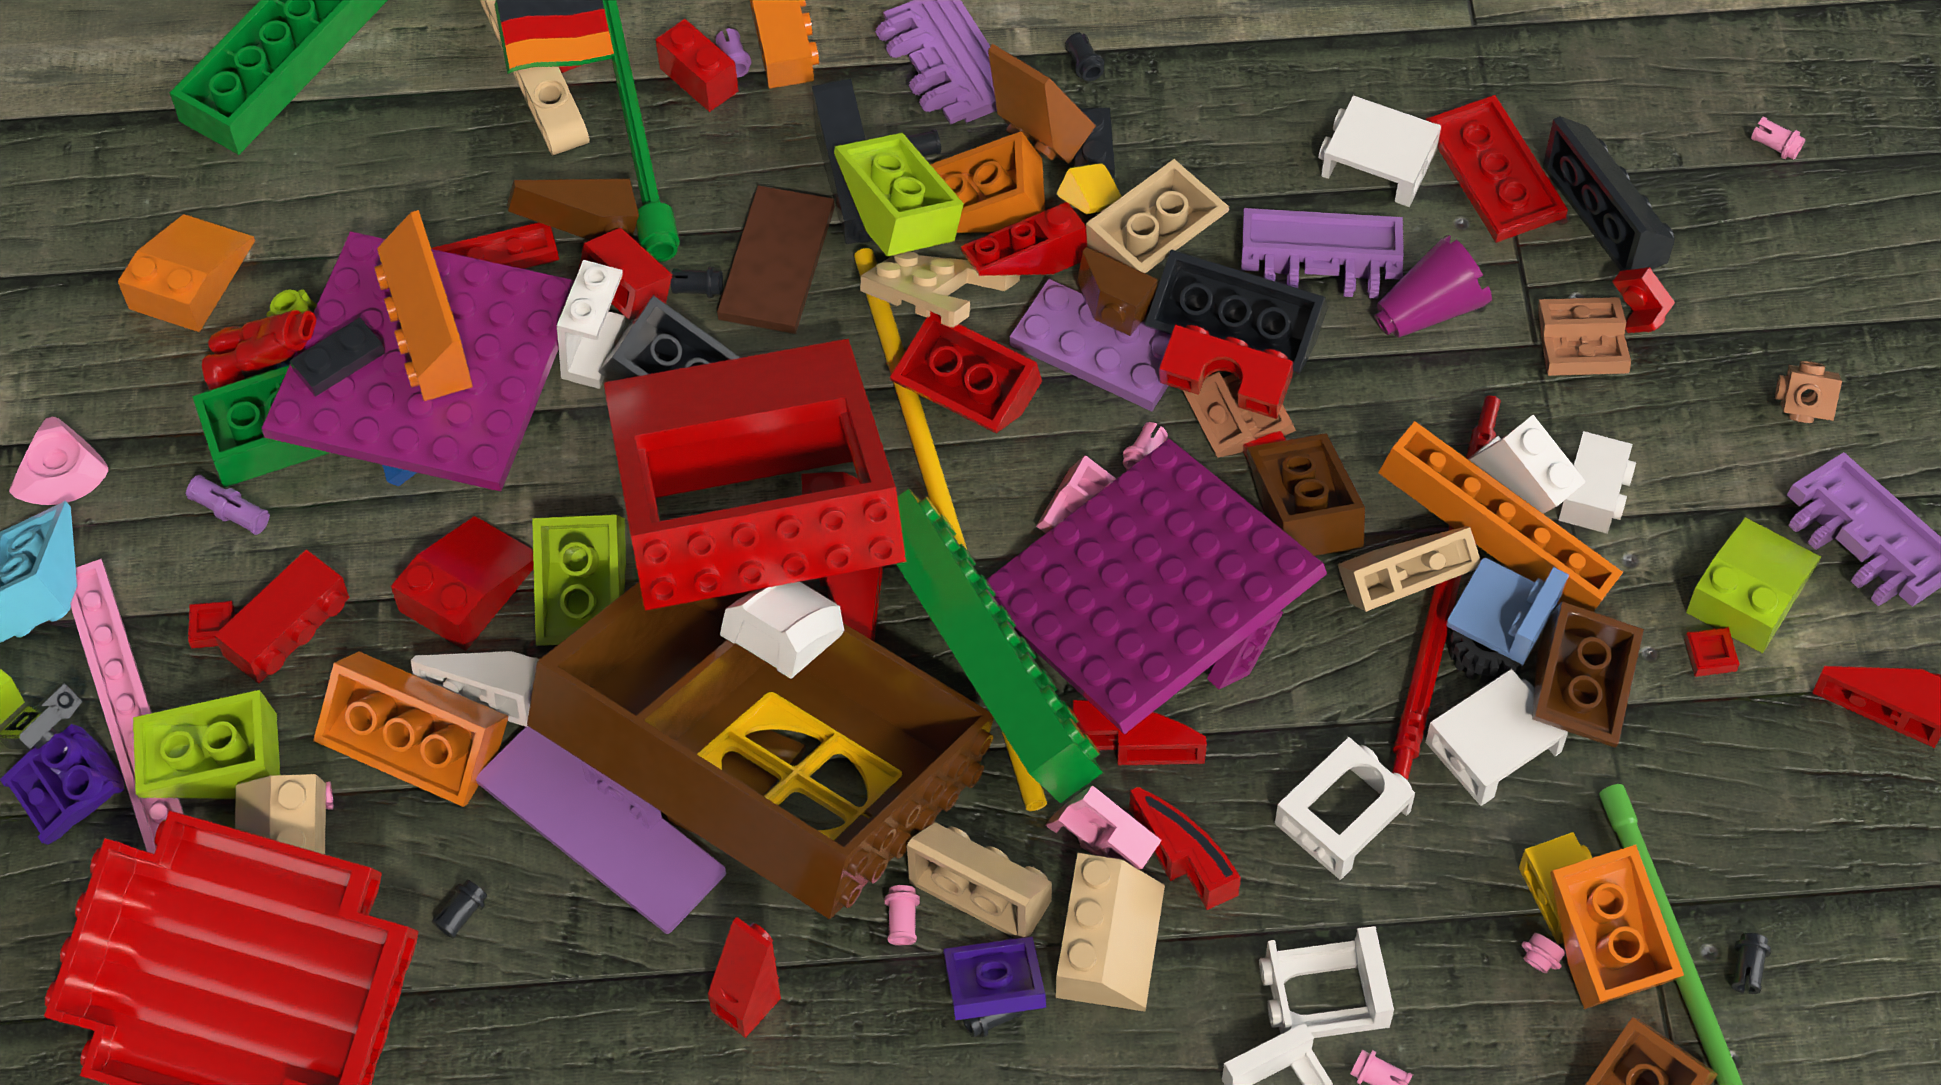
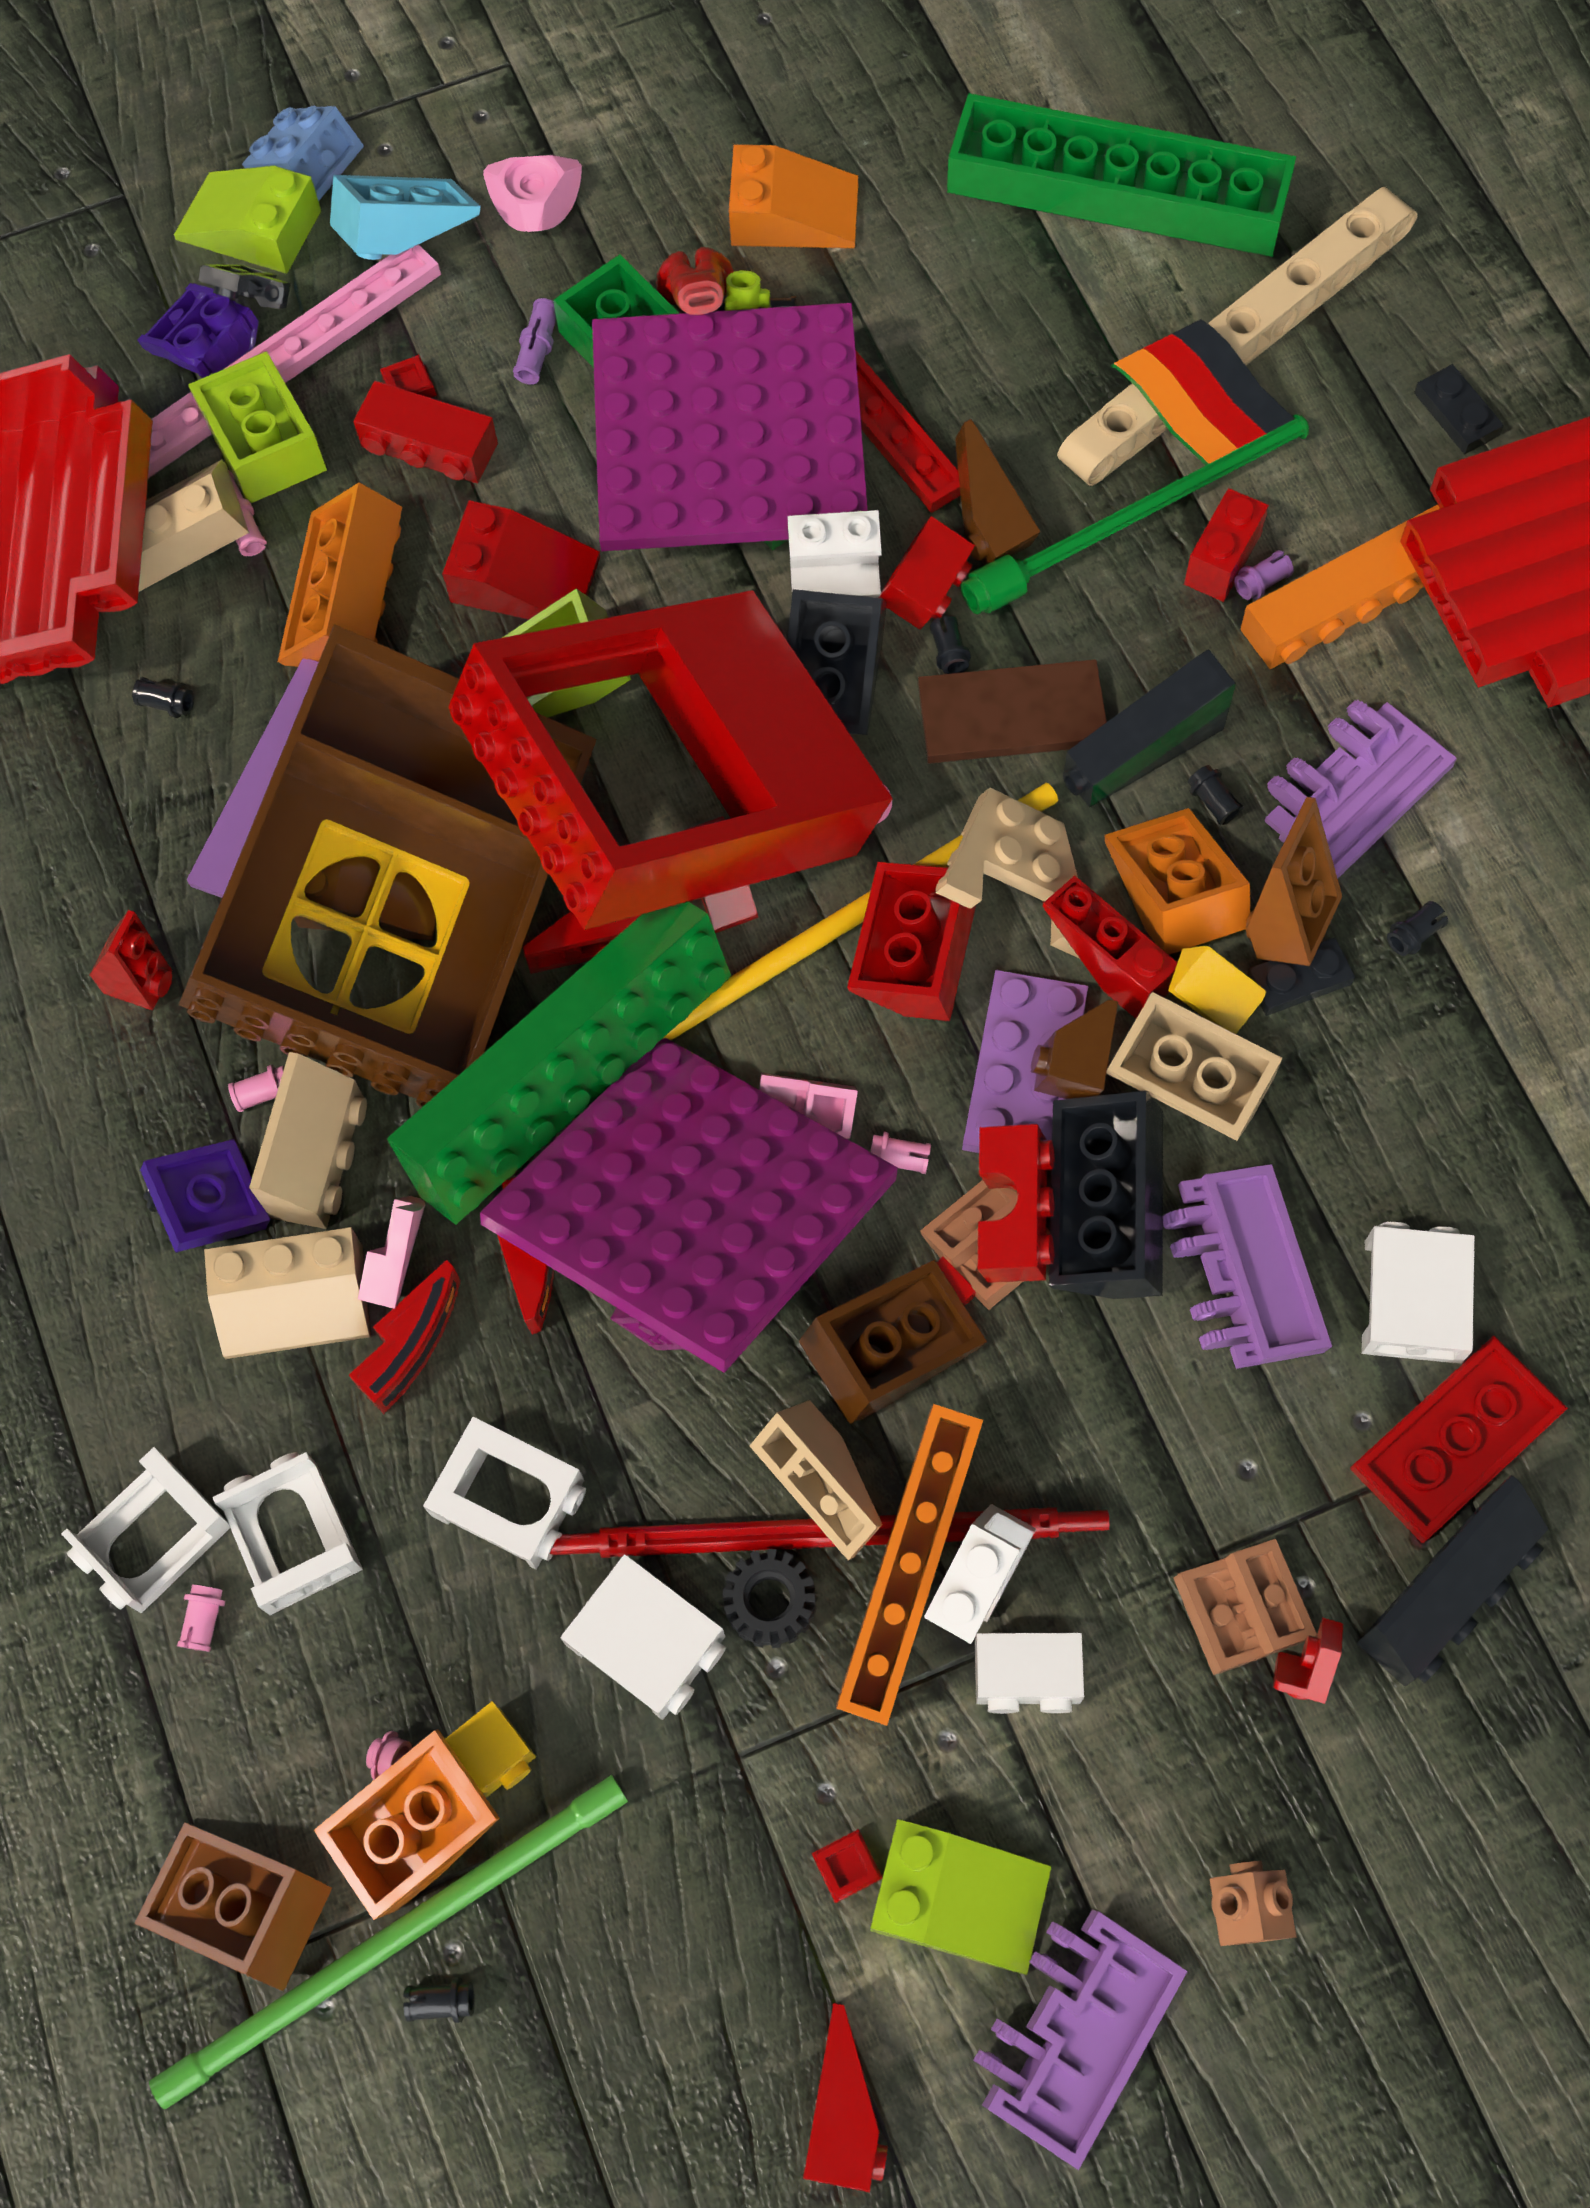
camera: 75 degrees right, 10 degrees up
(337, 356) = (686, 345): black plate -> none
(422, 311) = (754, 393): orange slope -> none
(490, 678) = (406, 620): white slope -> none
(783, 625) = (487, 850): white slope -> none
(899, 194) = (1114, 786): lime slope -> none
(1433, 291) = (1226, 1408): magenta cone -> none
(1506, 608) = (792, 1598): medium blue bracket -> none
(1585, 673) = (734, 1715): reddish brown slope -> none

